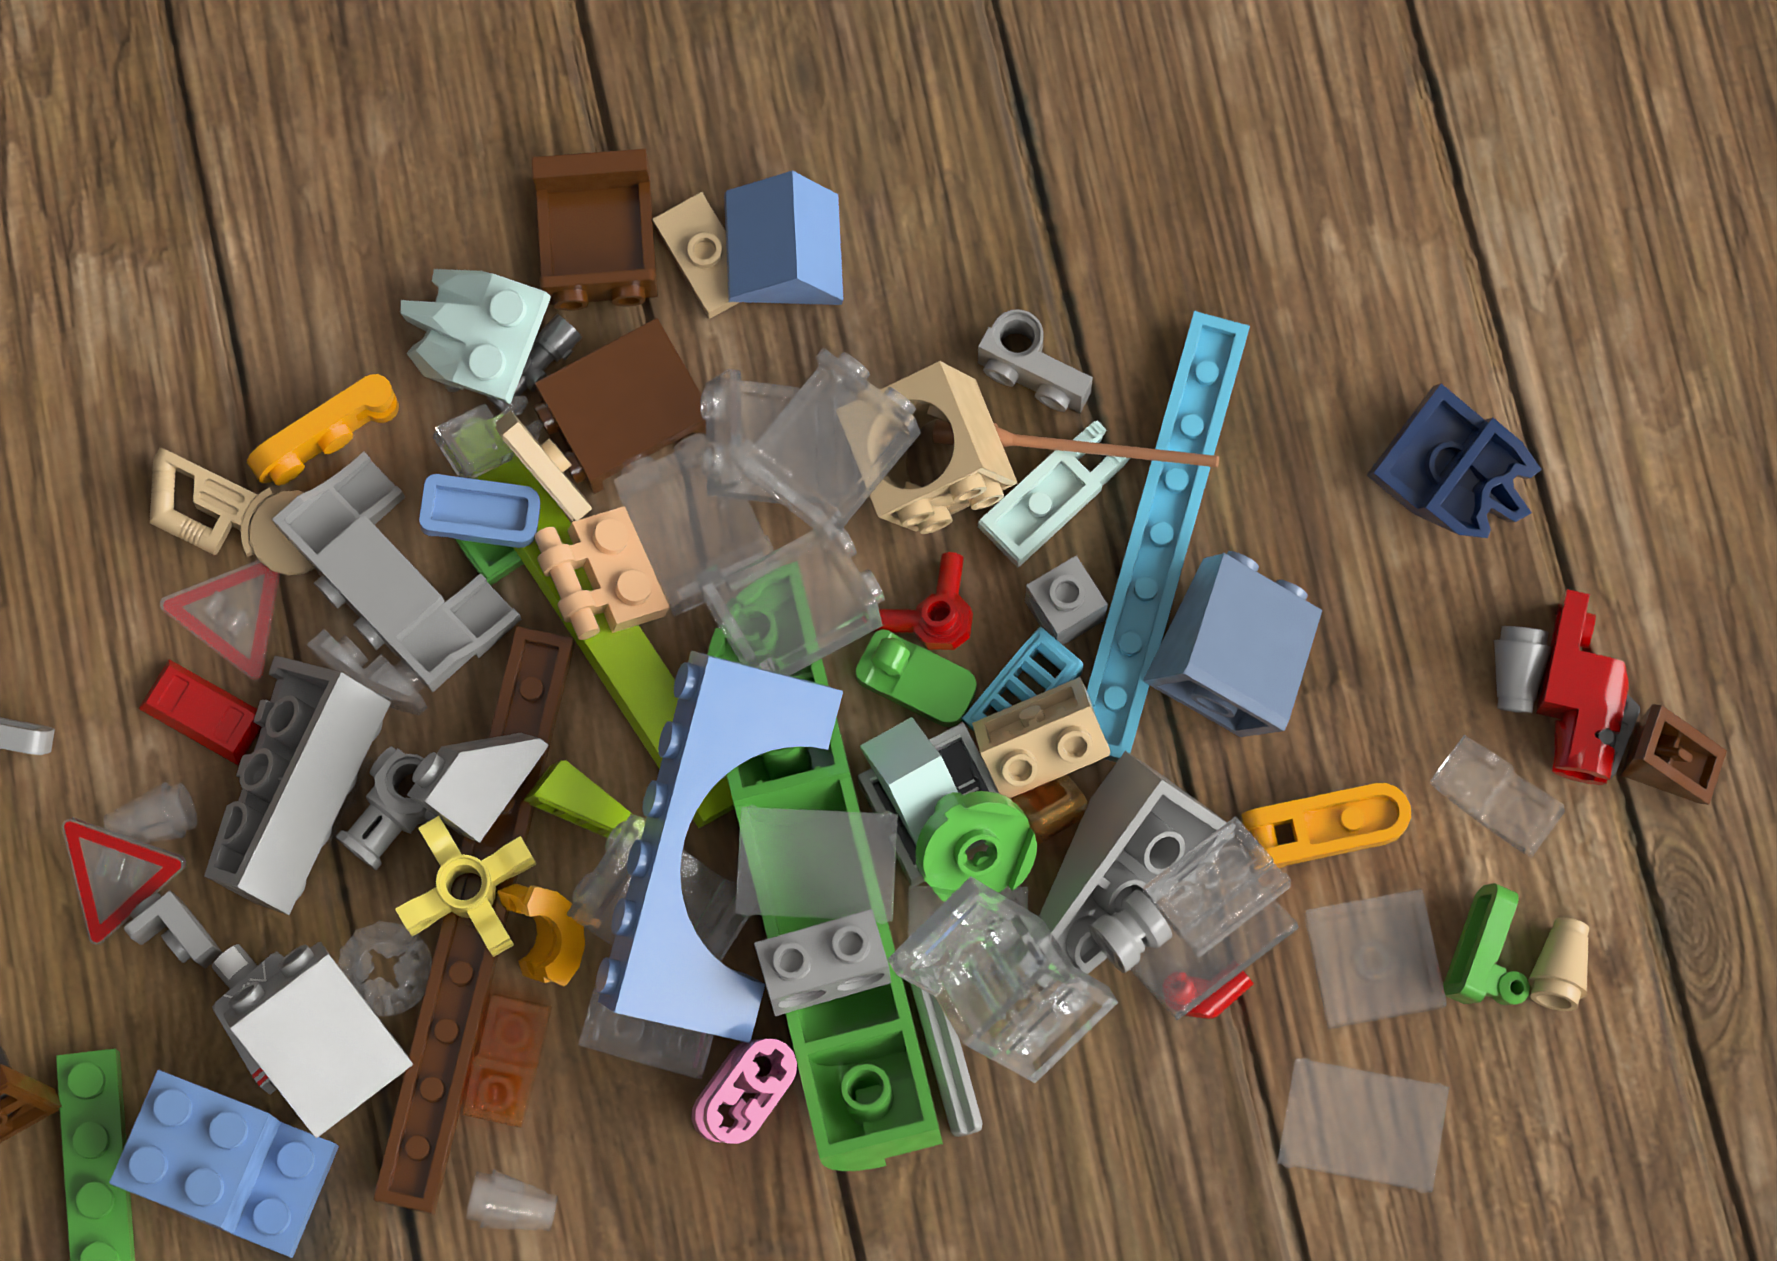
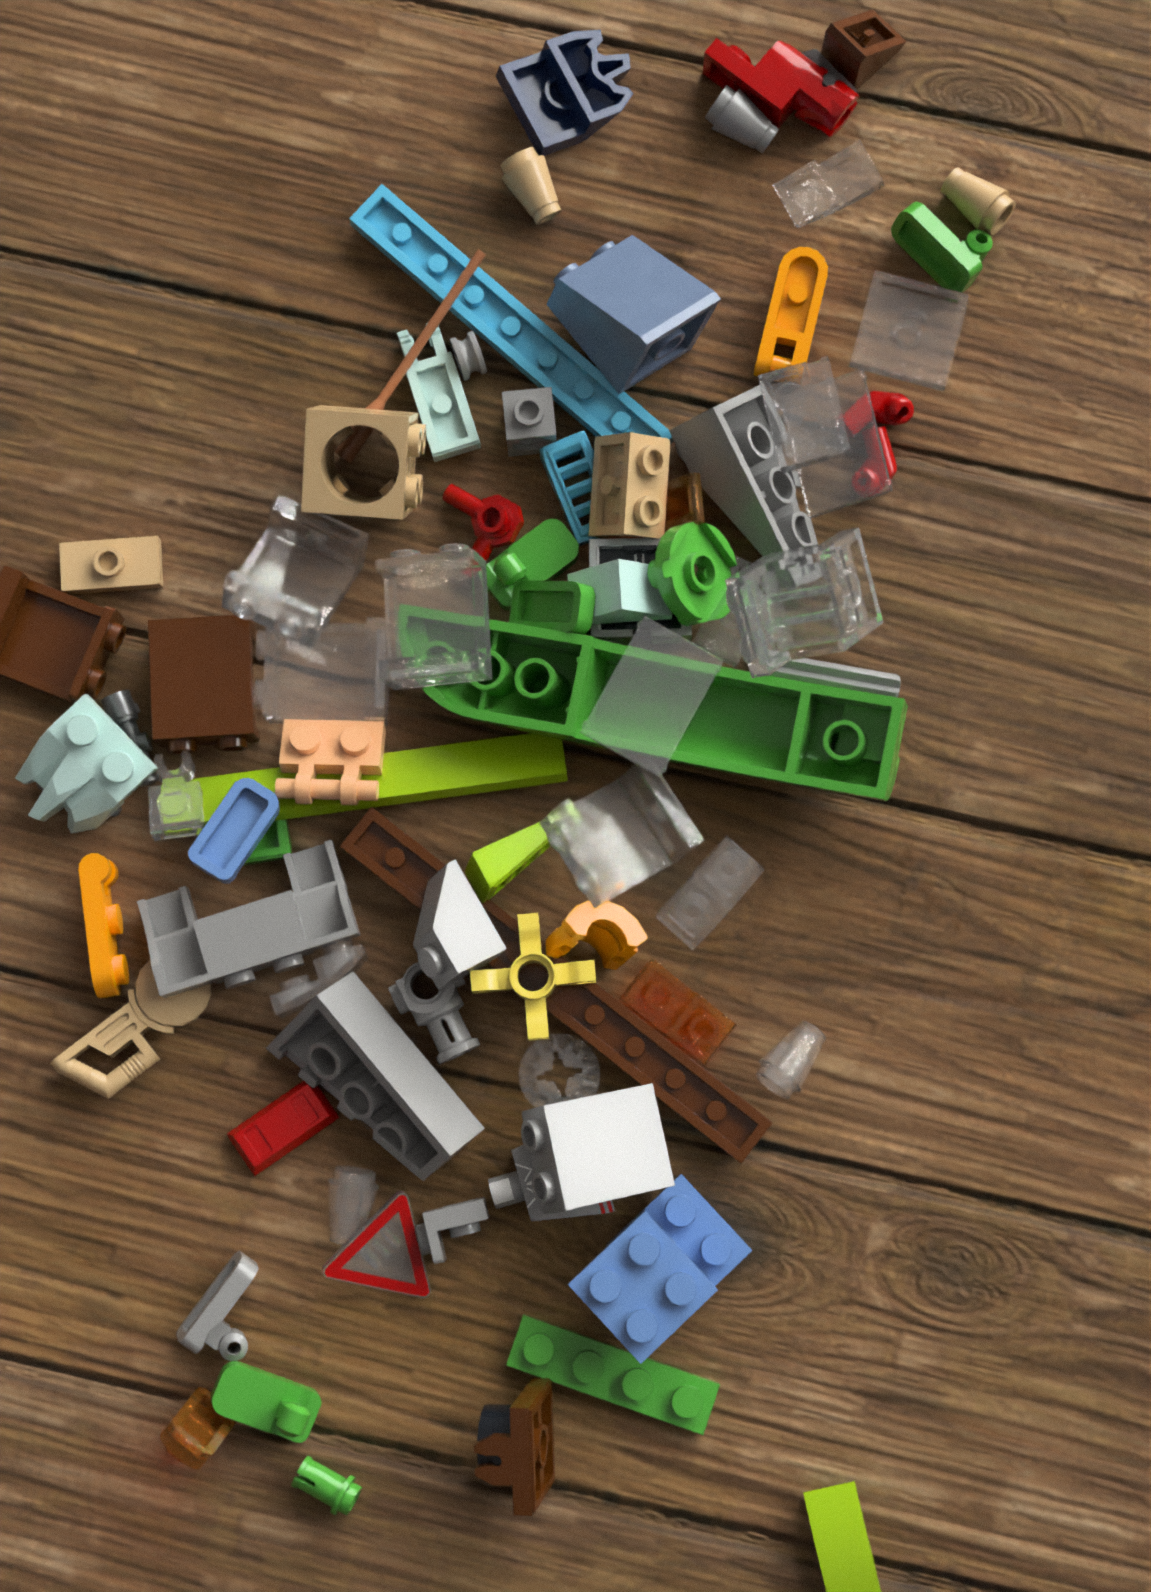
camera: 65 degrees left, 5 degrees up
(230, 614) = (213, 1069): clear piece -> none
(545, 464) = (223, 760): tan plate -> none
(720, 721) = (516, 711): arch -> none
(742, 1072) = (782, 822): bright pink connector -> none
(783, 242) = (133, 500): medium blue slope -> none
(823, 962) = (735, 724): light grey brick -> none
(830, 444) = (329, 523): clear panel -> none
(869, 719) = (553, 605): none -> bright green piece
(1052, 380) = (349, 349): light grey plate -> none
(1108, 505) = (468, 355): none -> light grey bush
(1130, 931) = (809, 495): light grey wheel -> none
(1277, 976) = (891, 408): none -> red arm
(1331, 481) = (531, 184): none -> tan cone
(1363, 1125) = (1025, 401): clear piece -> none

